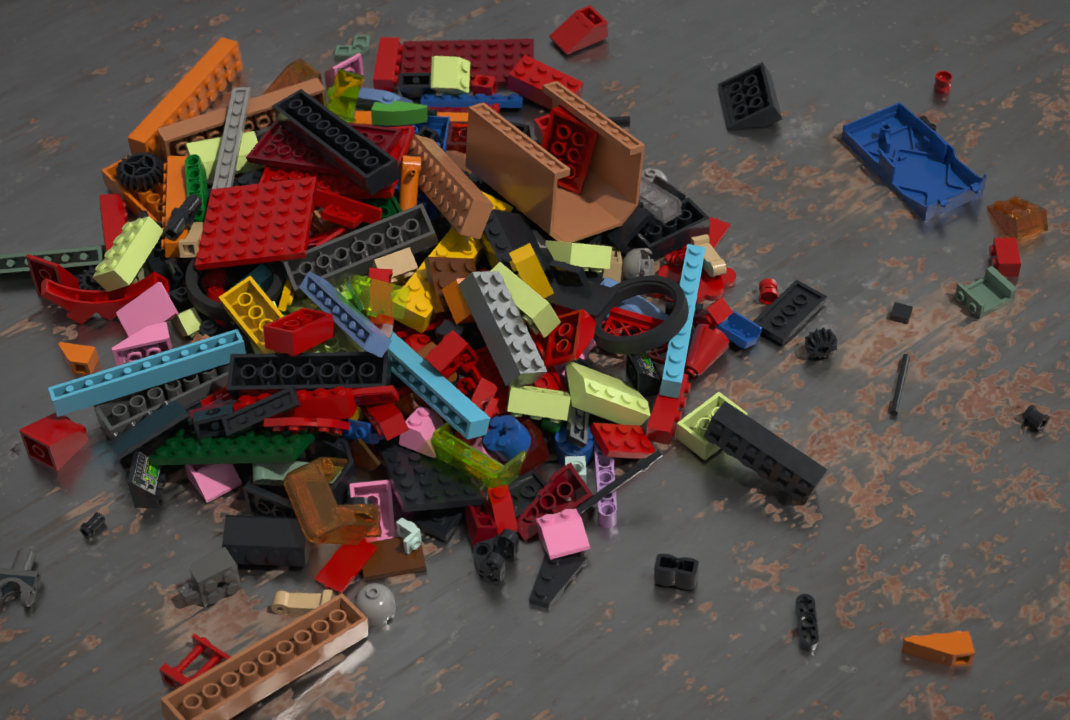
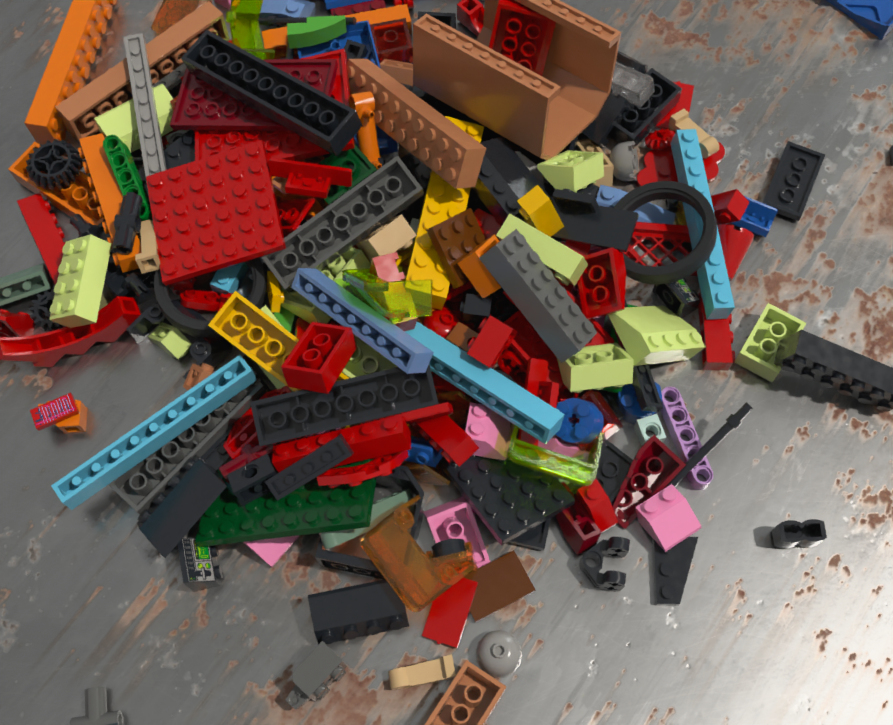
camera: 15 degrees left, 20 degrees up
(53, 440) = (76, 532): red slope -> none
(71, 348) = (54, 411): none -> red tile
(88, 529) = (156, 630): black pin -> none
(144, 343) = (138, 391): bright pink slope -> none
(147, 309) = (124, 345): bright pink tile -> none
(410, 534) = (506, 555): light aqua bracket -> none
(622, 440) = (688, 385): red plate -> none
(768, 291) = (764, 161): red wheel -> none
(821, 343) = (842, 214): black gear -> none

